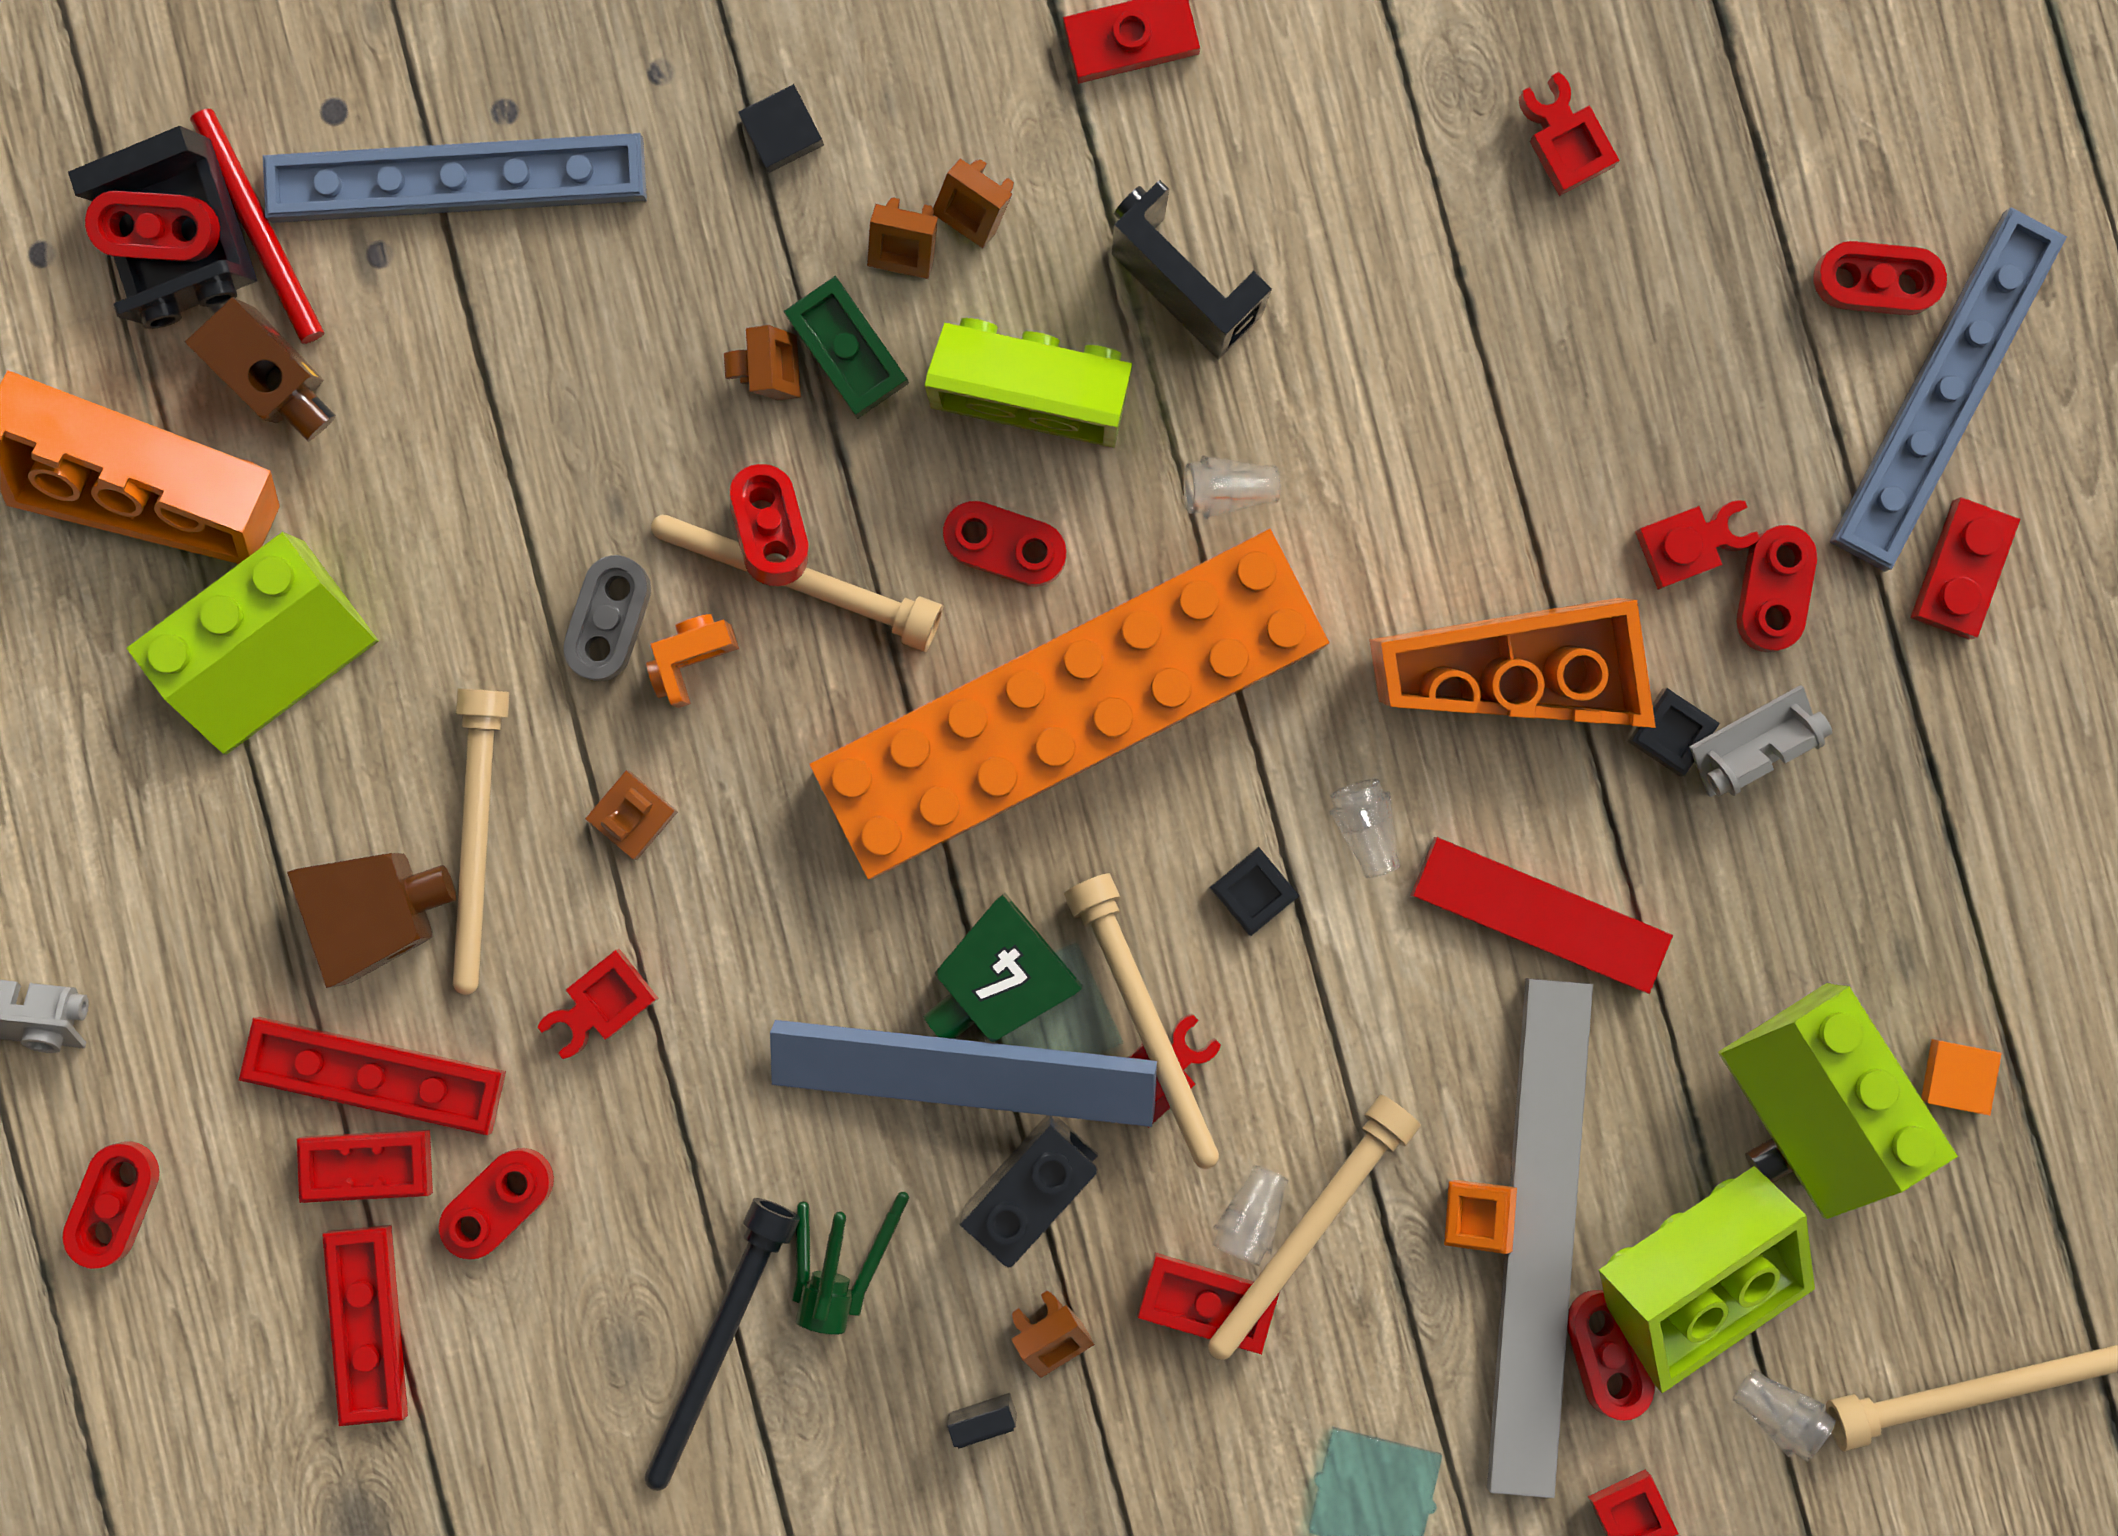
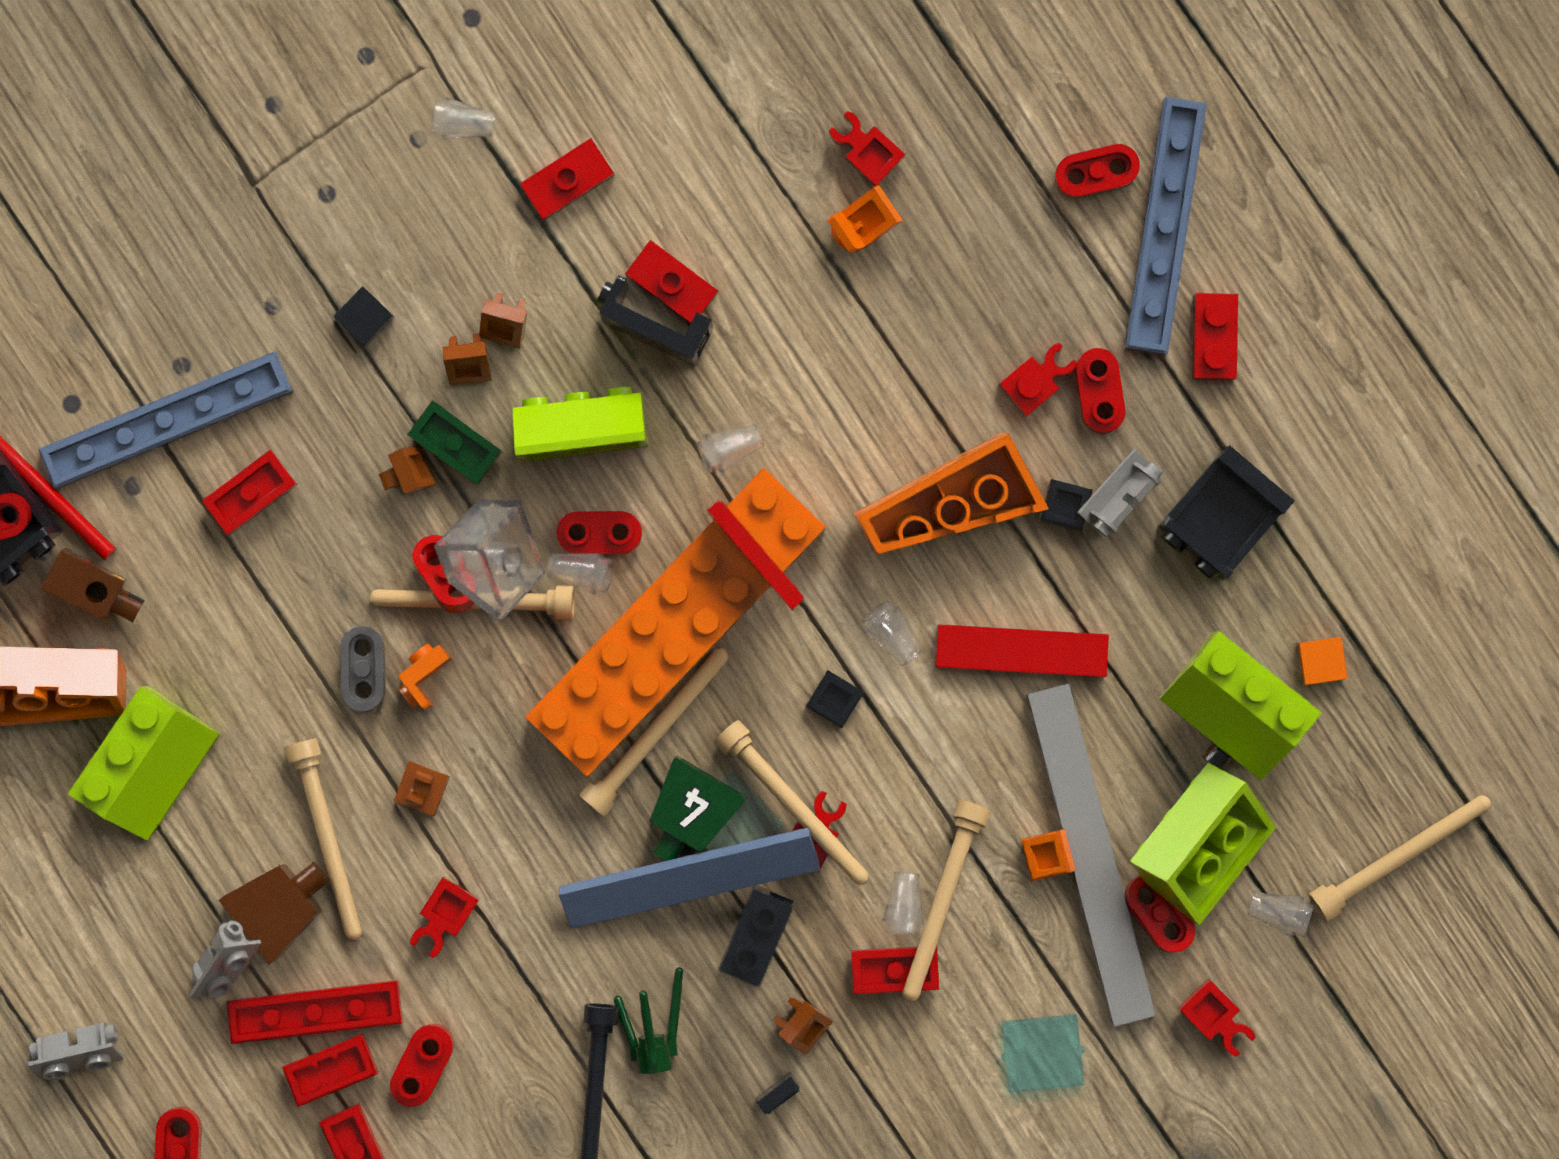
camera: 25 degrees left, 0 degrees up
(264, 961) = (223, 961): none -> light grey hinge
(535, 317) = (249, 492): none -> red plate
(842, 520) = (492, 555): none -> clear slope
(883, 909) = (602, 792): none -> tan piece
(963, 588) = (584, 571): none -> clear cone
(1218, 646) = (755, 555): none -> red tile
(1226, 226) = (671, 282): none -> red plate
(1529, 234) = (864, 221): none -> orange bracket
(1896, 821) = (1224, 514): none -> black panel

